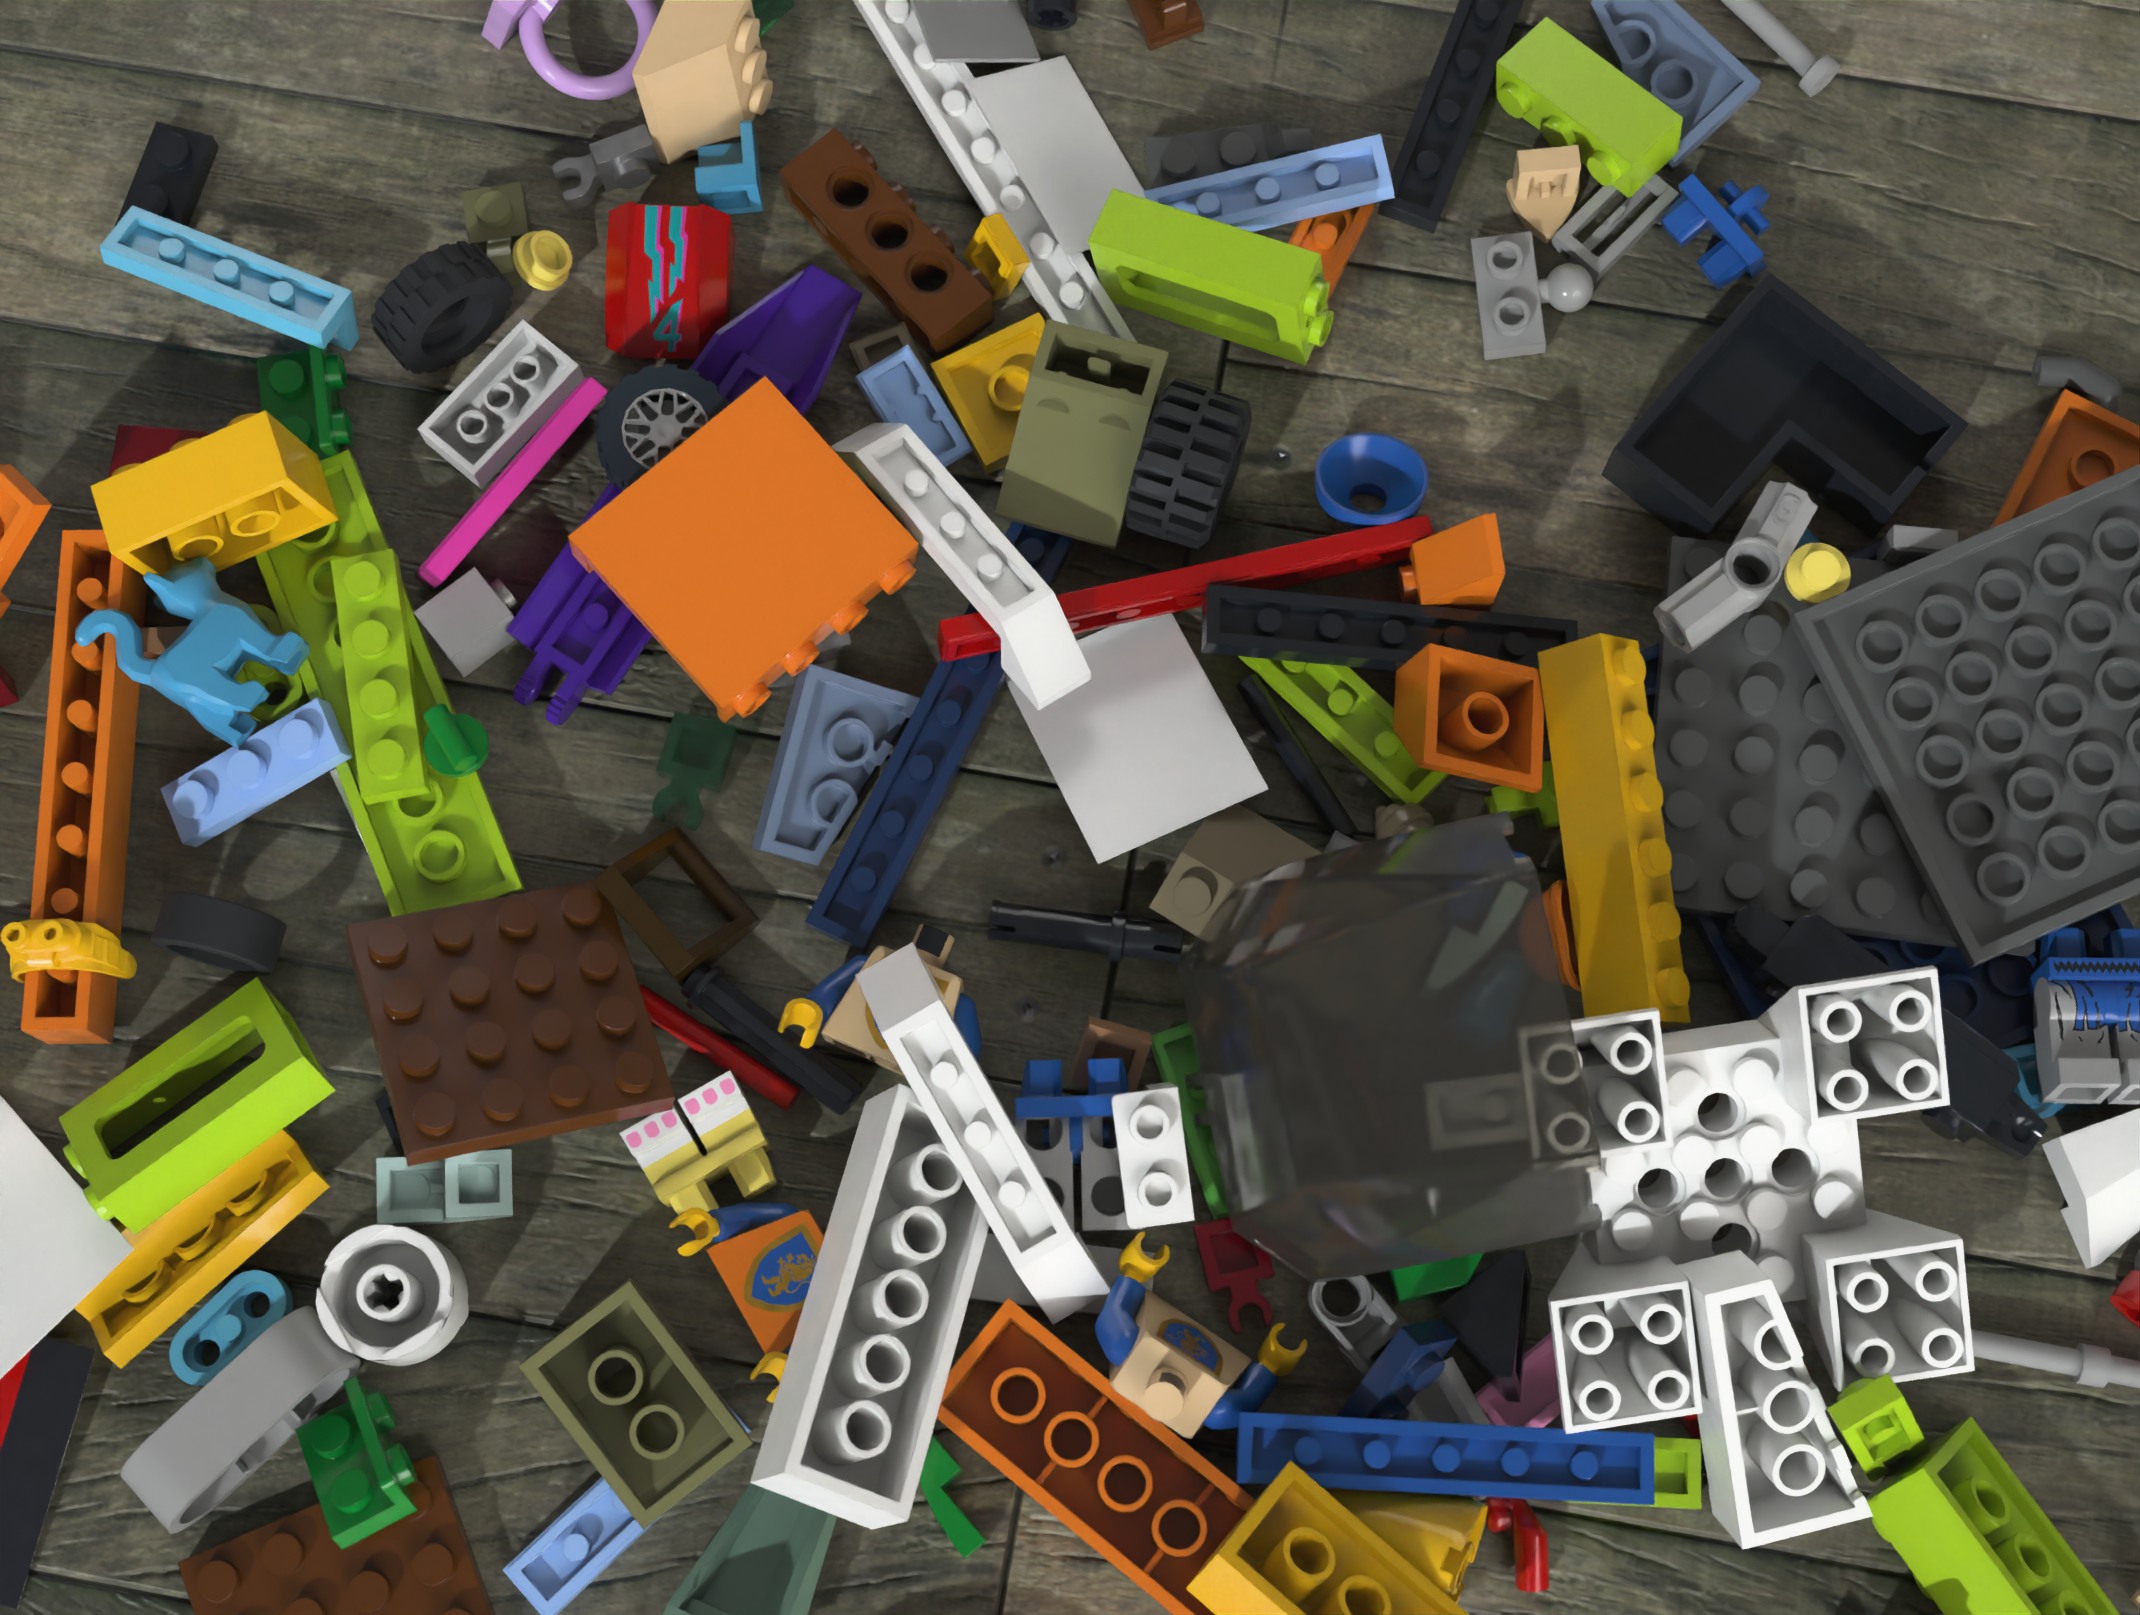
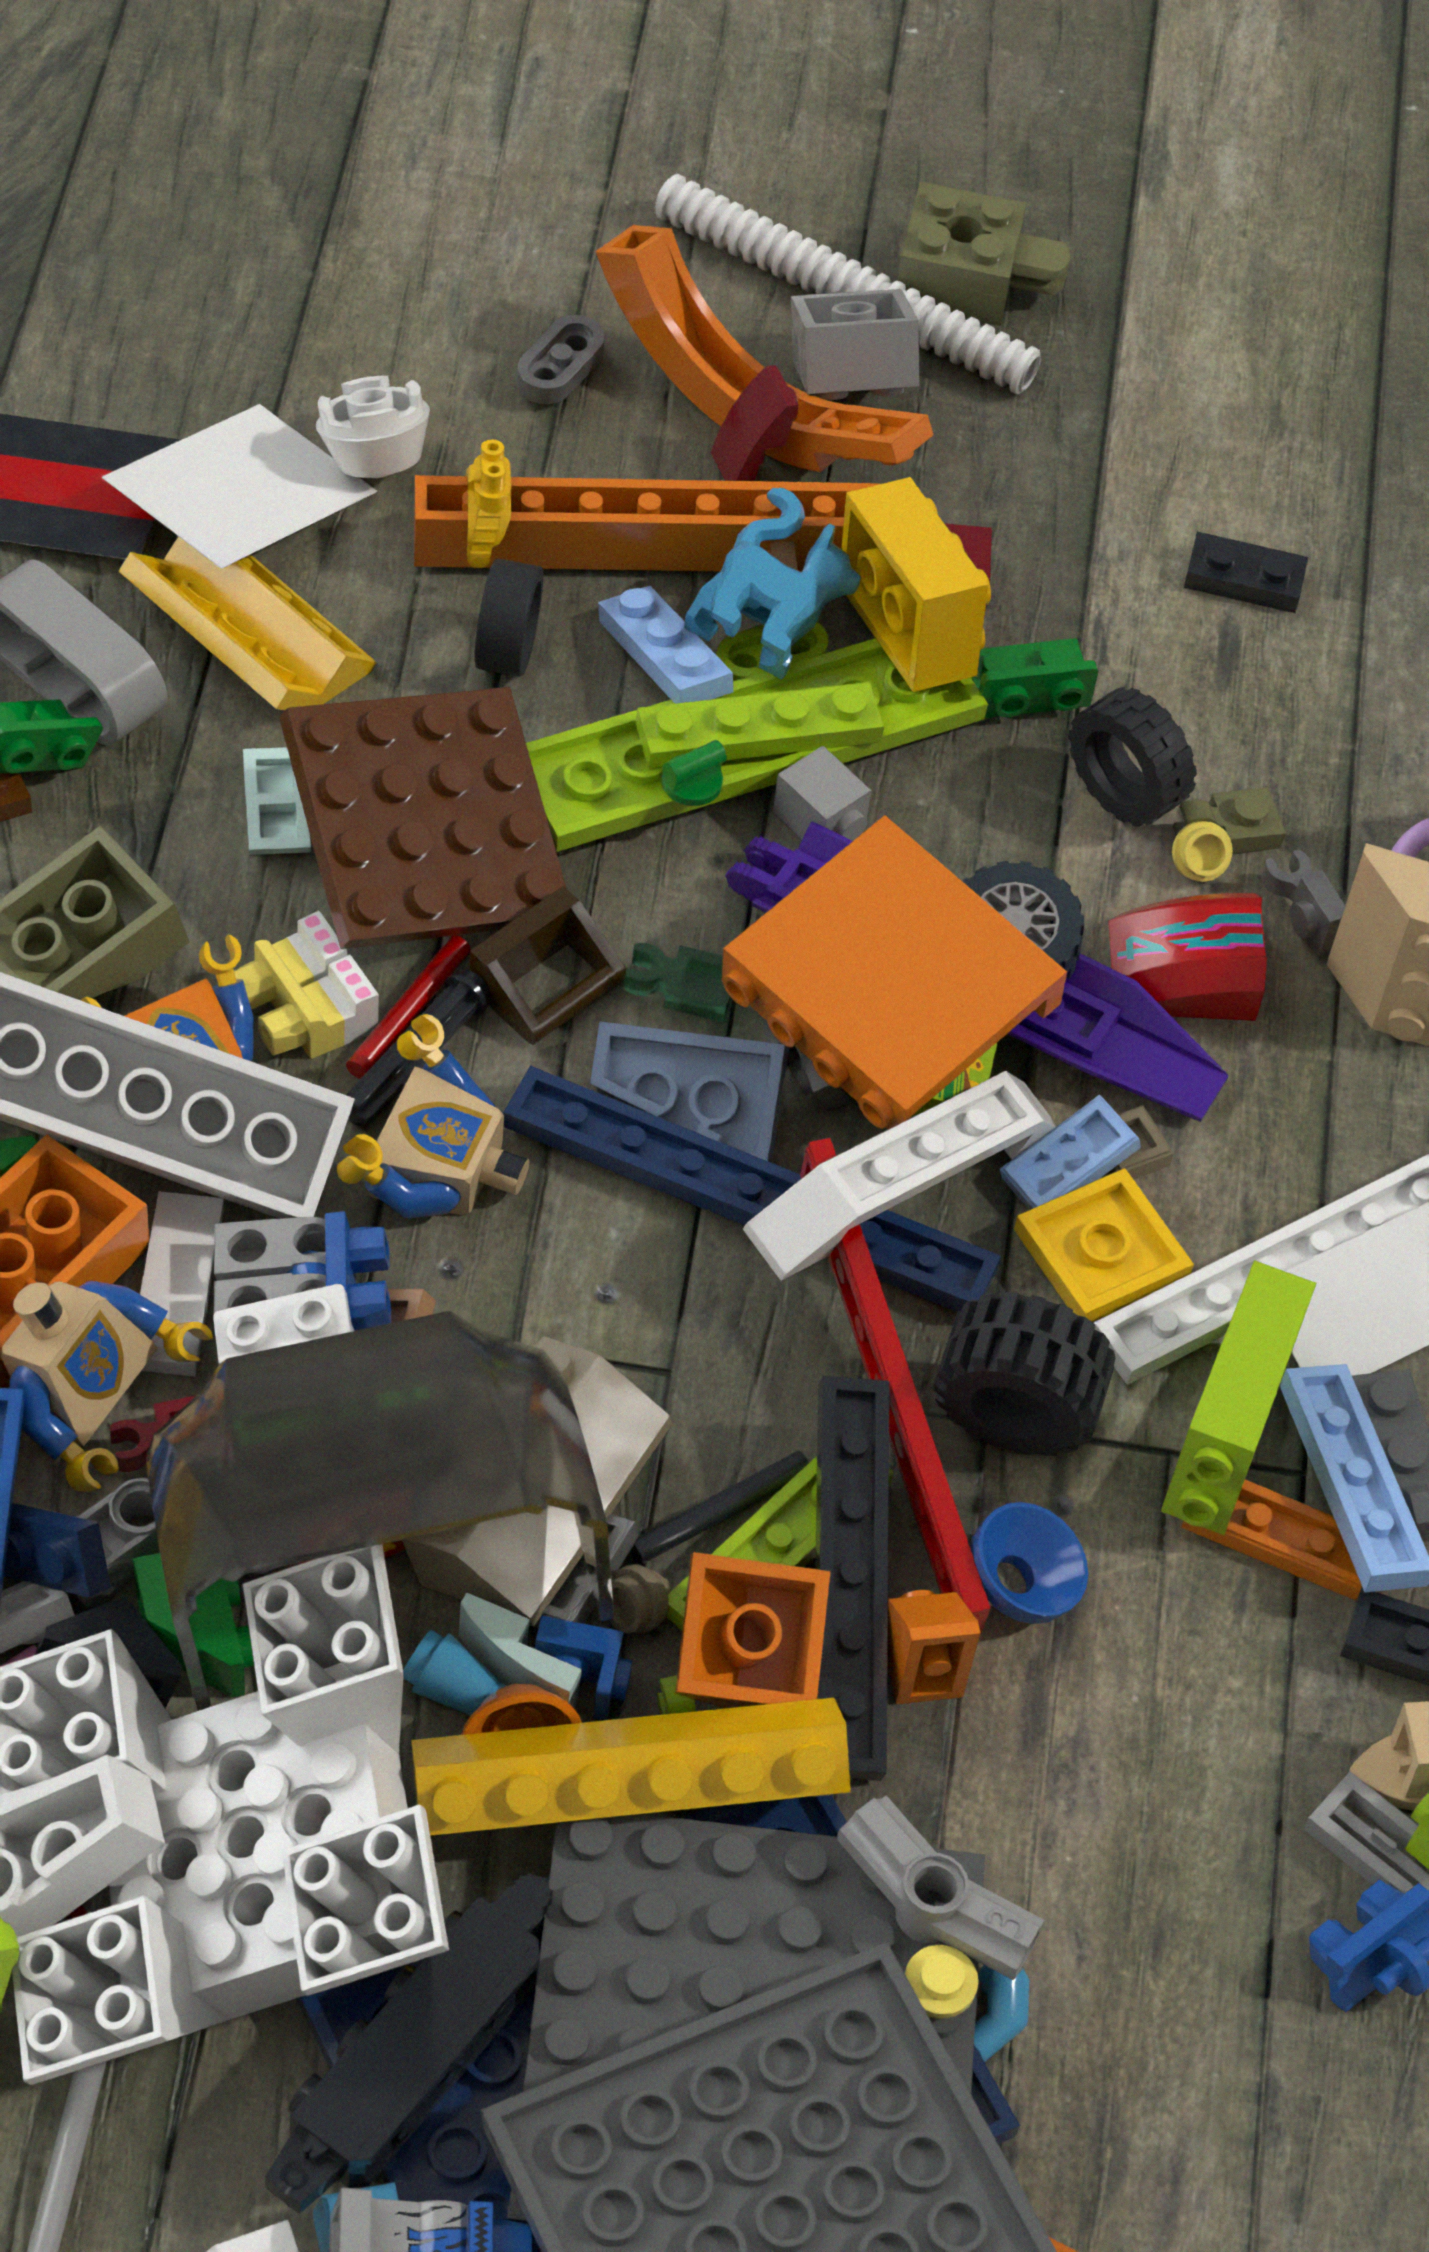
camera: 80 degrees right, 20 degrees down
(209, 1133) = (351, 608): lime piece -> none
(229, 1323) = (172, 653): medium azure plate -> none
(232, 279) = (1144, 597): medium azure fence -> none
(356, 1286) = (174, 755): white brick -> none
(501, 404) = (1047, 822): white piece -> none
(510, 483) = (947, 806): dark pink tile -> none
(731, 175) = (1316, 1010): dark azure panel -> none
(936, 319) = (1266, 1106): reddish brown brick -> none
(980, 1135) = (295, 1164): white slope -> none
(997, 255) = (1251, 1227): yellow tile -> none
(1081, 433) = (1069, 1255): olive slope -> none
(1086, 932) = (529, 1282): black pin -> none
(1141, 739) = (729, 1345): white sticker -> none
(1513, 295) = (1277, 1731): light grey plate -> none
(1786, 392) = (1171, 1980): black piece -> none
(1913, 543) = (989, 2094): light grey tile -> none

